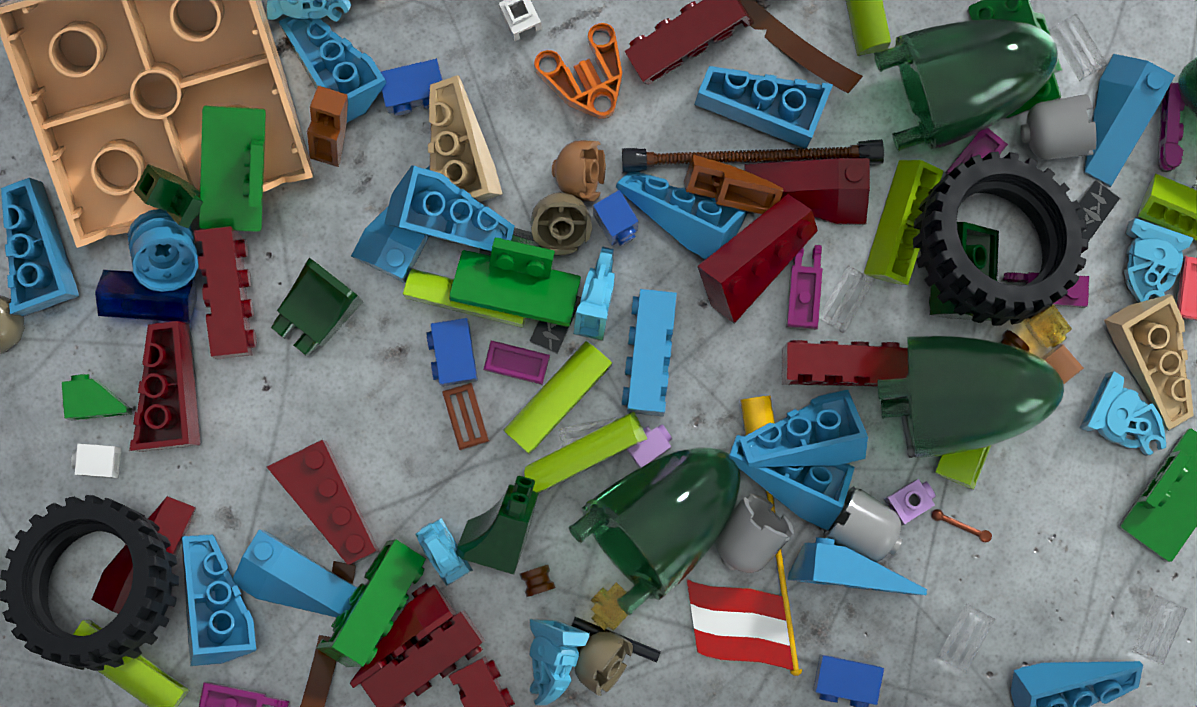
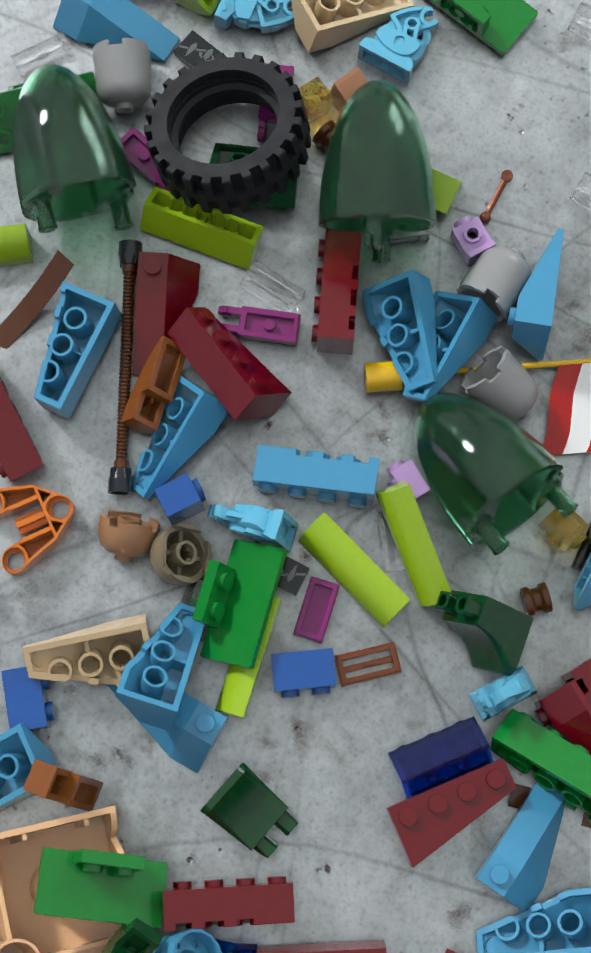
camera: 85 degrees left, 5 degrees down
(375, 490) = (440, 757): none -> clear blue brick

